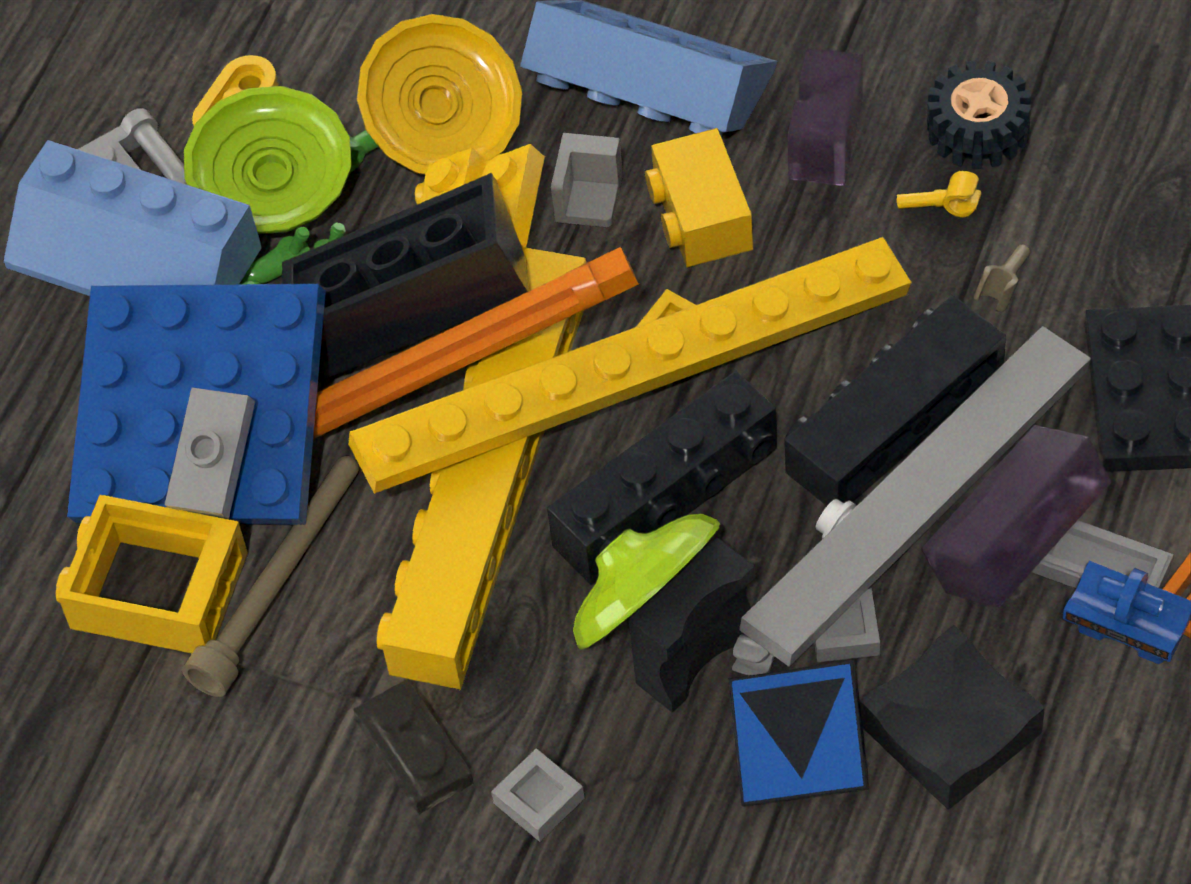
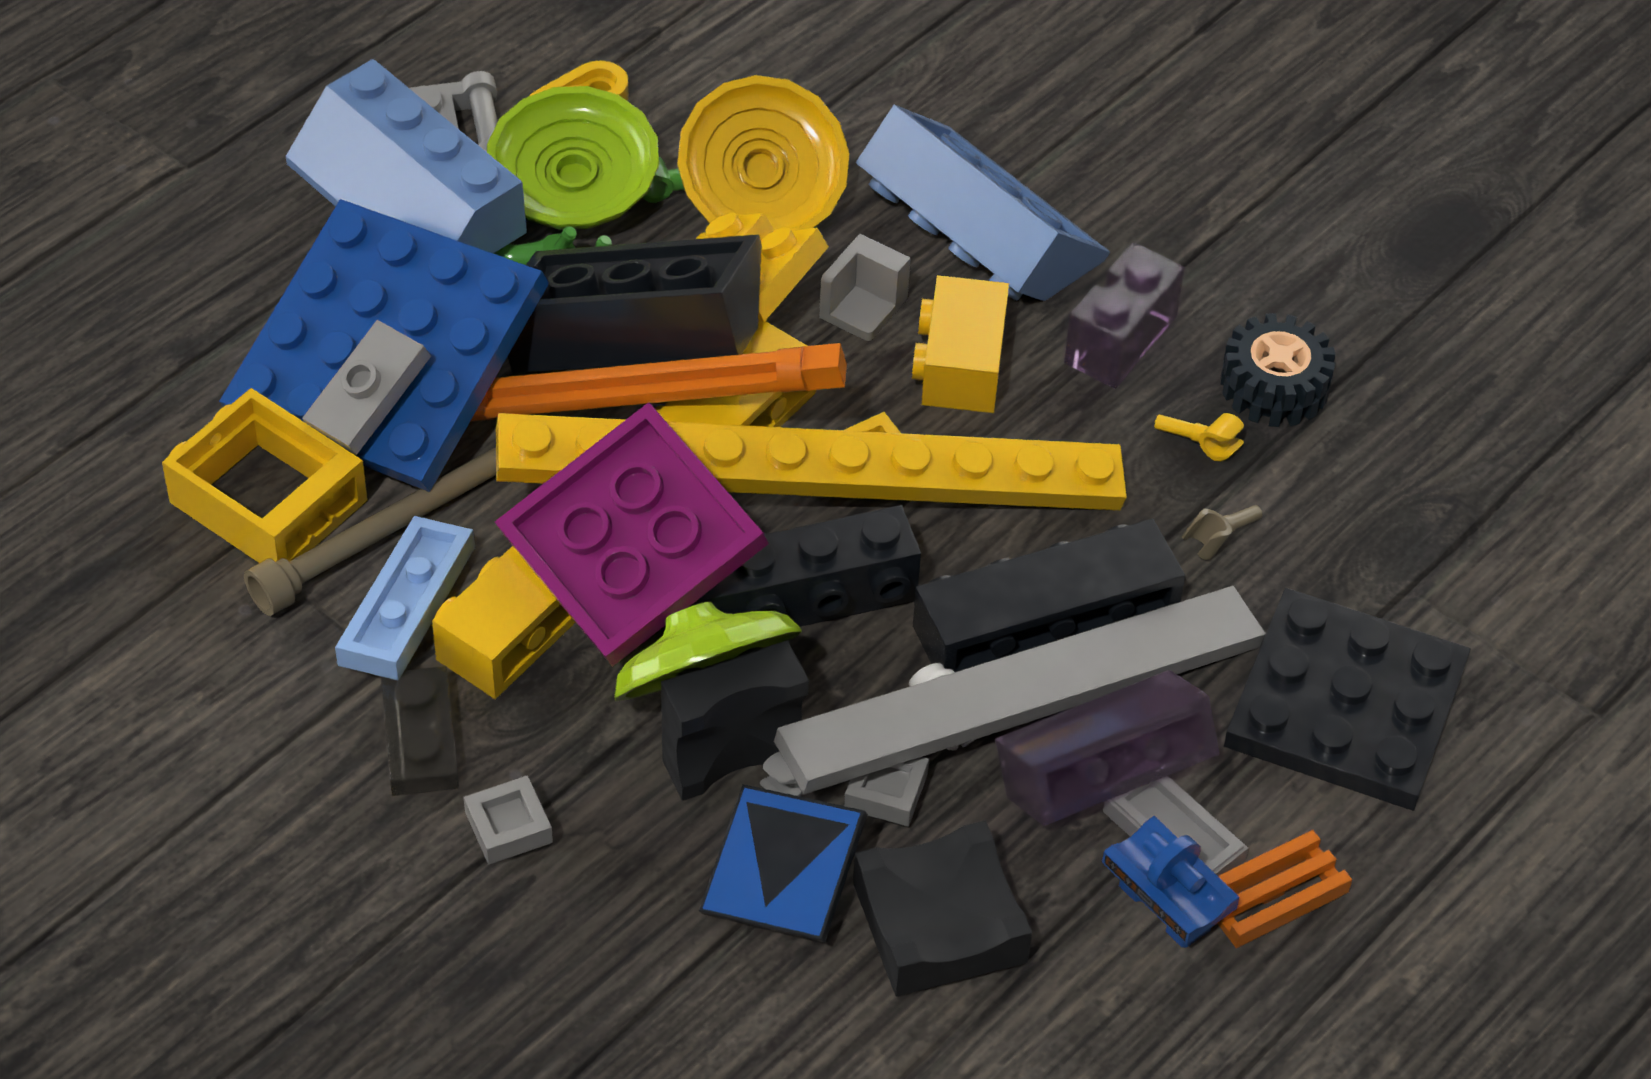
camera: 15 degrees right, 5 degrees down
(339, 631) = (405, 598): none -> light blue plate
(525, 494) = (631, 533): none -> magenta plate

